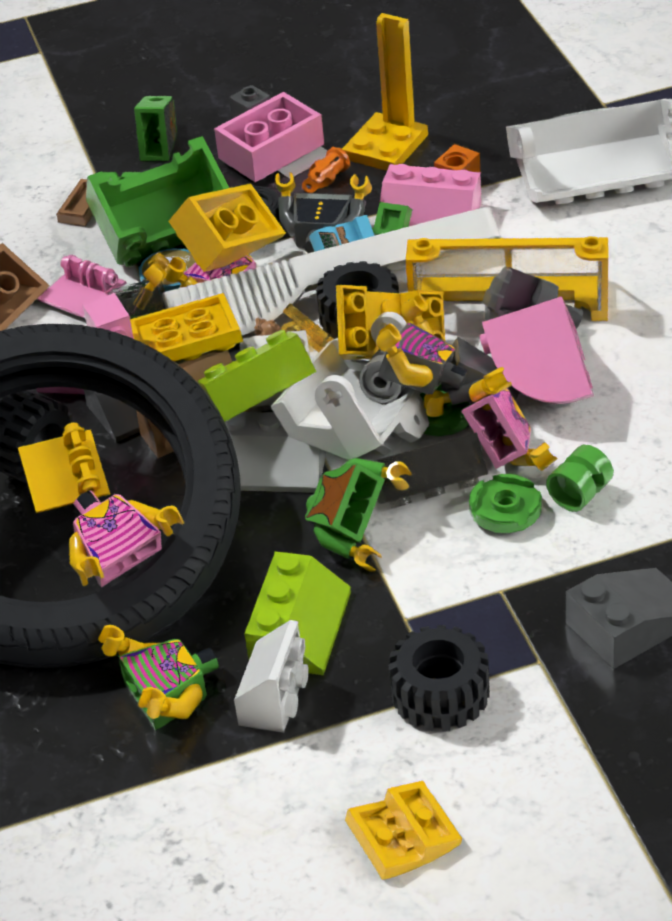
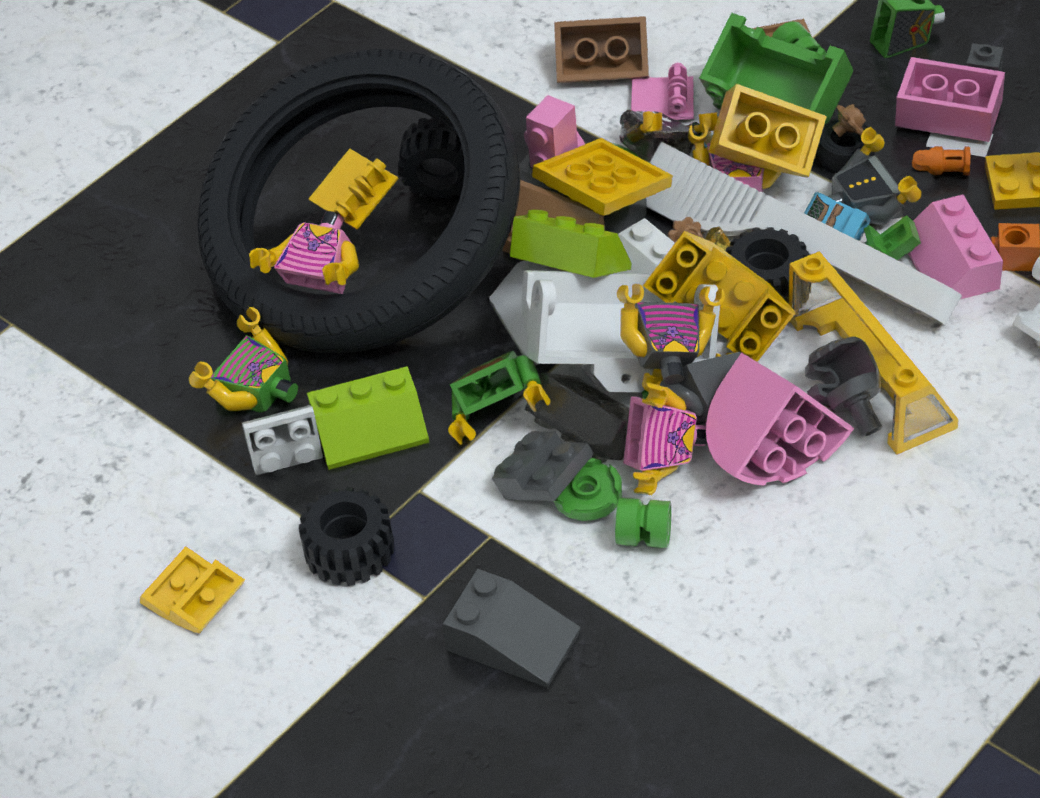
camera: 60 degrees right, 5 degrees up
(249, 178) = (849, 120): none -> medium nougat plant
(466, 516) = (540, 467): none -> dark grey plate

